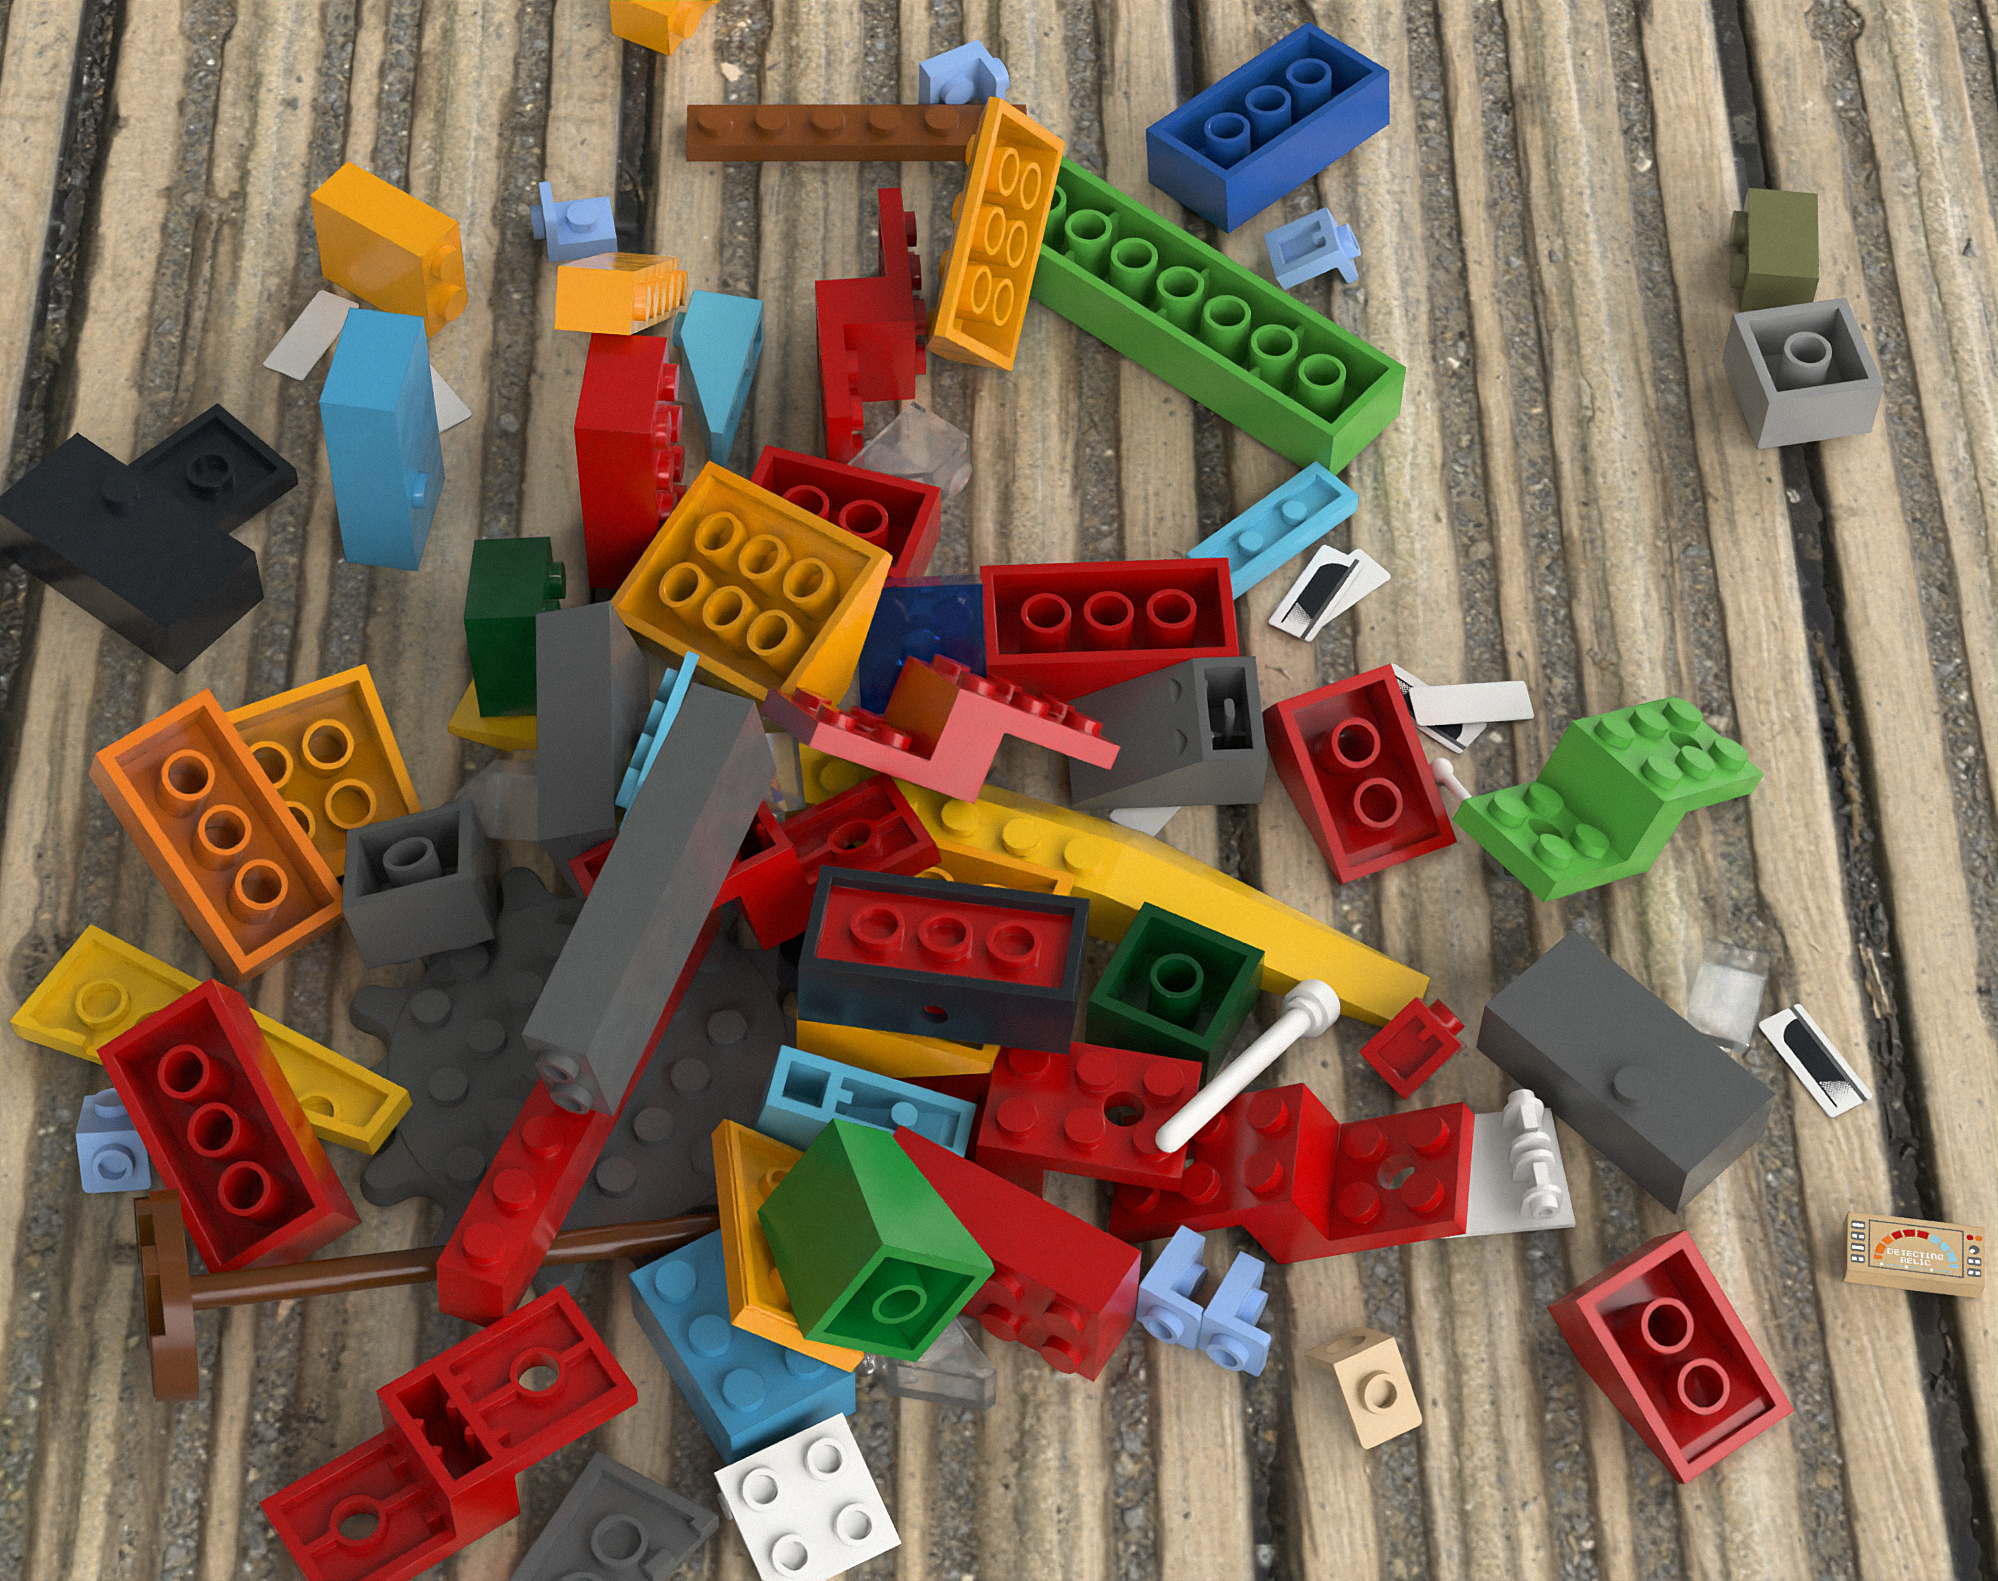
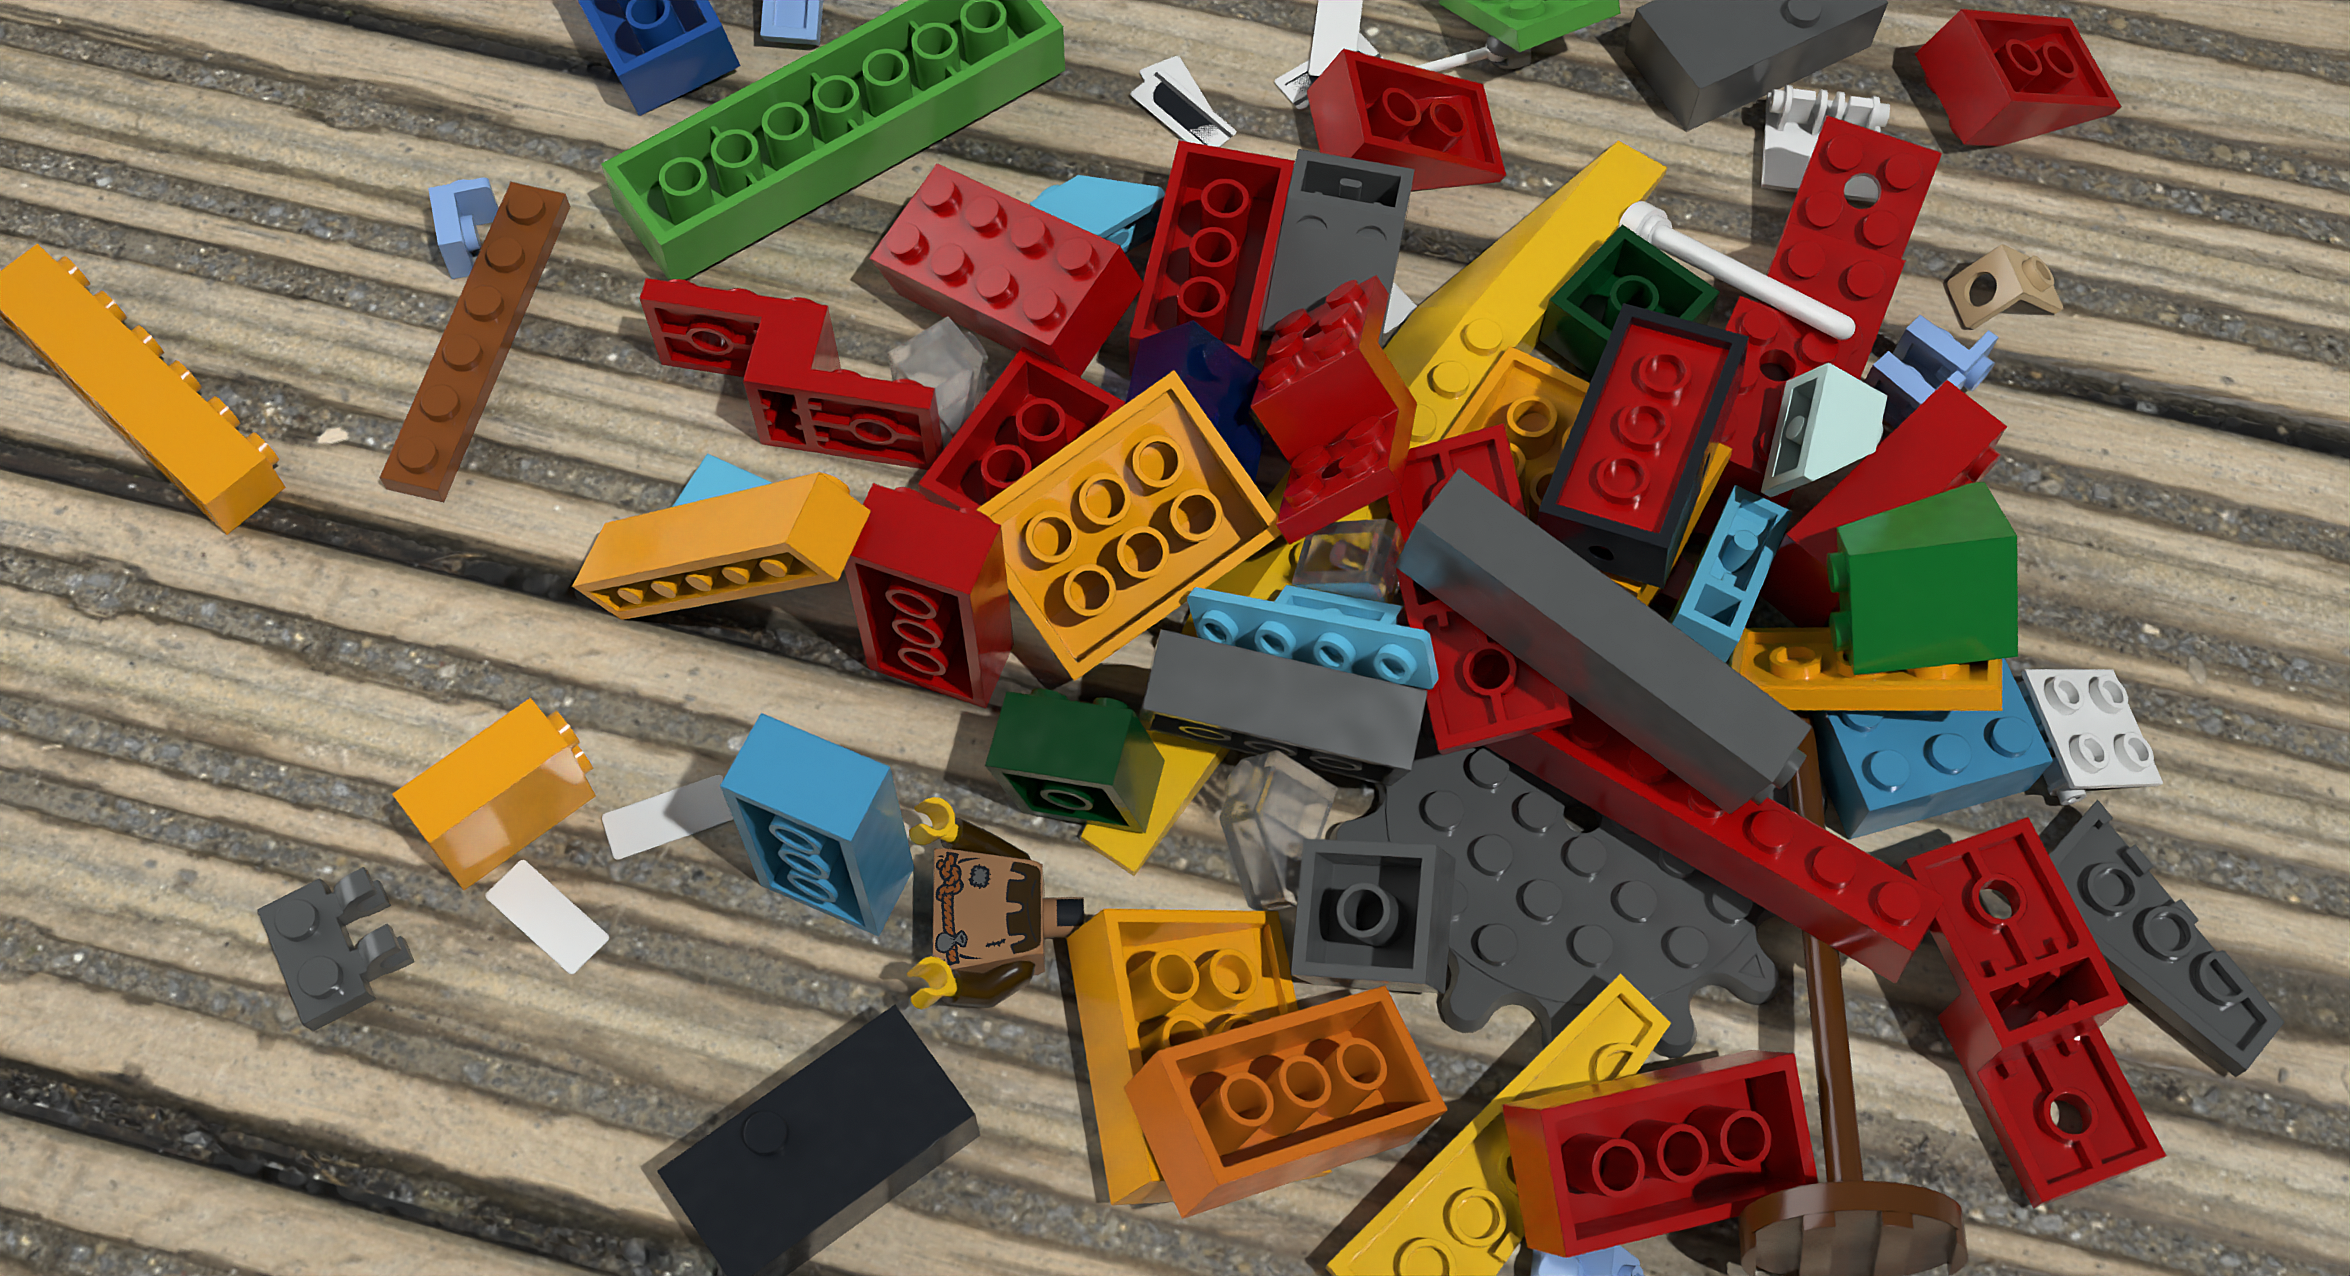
camera: 75 degrees left, 10 degrees up
(218, 469) = (727, 1044): black plate -> none
(238, 199) = (317, 952): none -> dark grey plate
(365, 611) = (985, 914): none -> torso
(573, 227) = (503, 620): light blue bracket -> none
(994, 239) = (745, 212): light orange slope -> none
(1025, 461) = (1007, 270): none -> red brick
(1026, 1133) = (1821, 427): none -> light aqua slope
(1127, 522) = (1106, 207): none -> medium azure slope
(1279, 526) = (1113, 117): medium azure plate -> none
(1415, 1045) = (1700, 160): red bracket -> none

